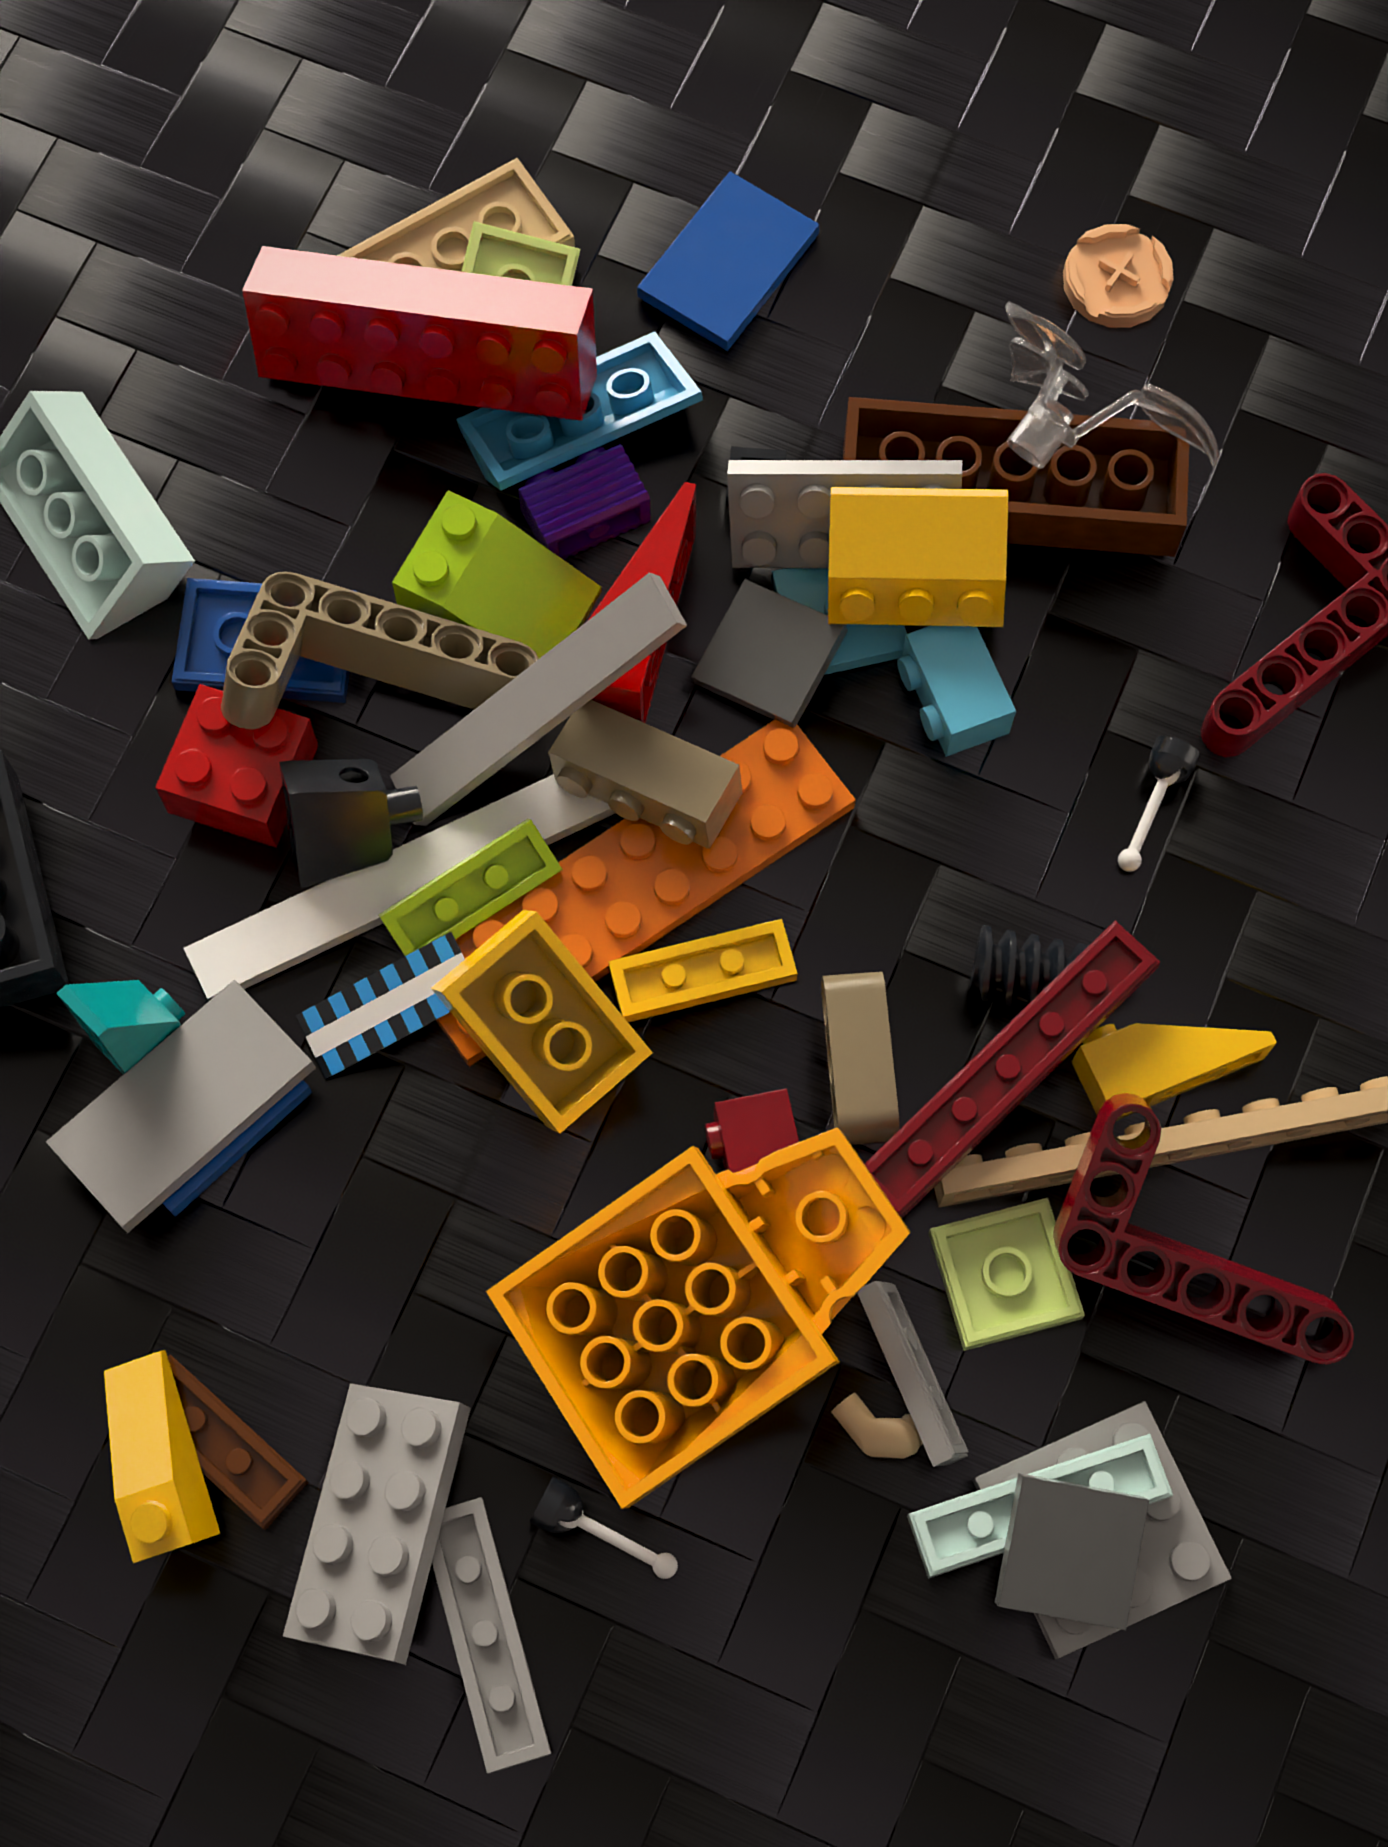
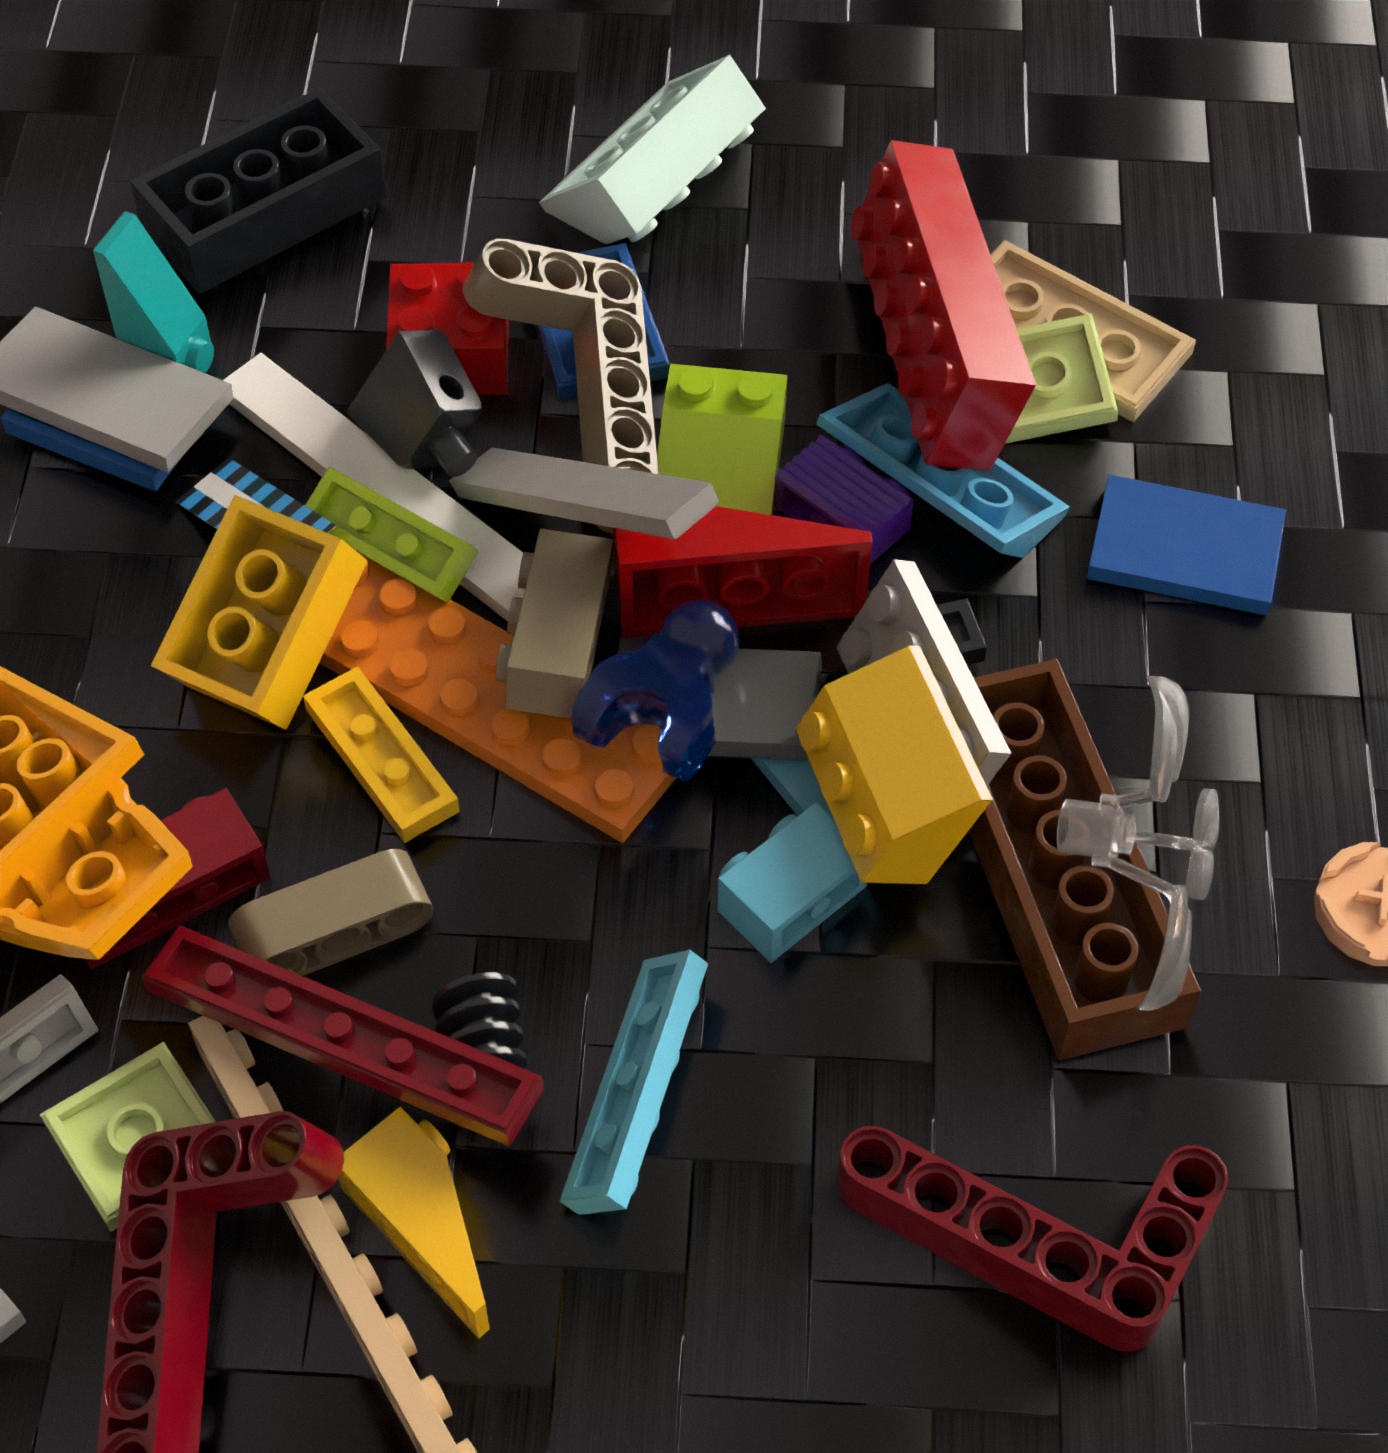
camera: 70 degrees right, 15 degrees down
(753, 704) = (663, 686): none -> clear blue piece
(1098, 866) = (634, 1084): none -> medium azure plate
(1171, 764) = (791, 1123): hinge -> none

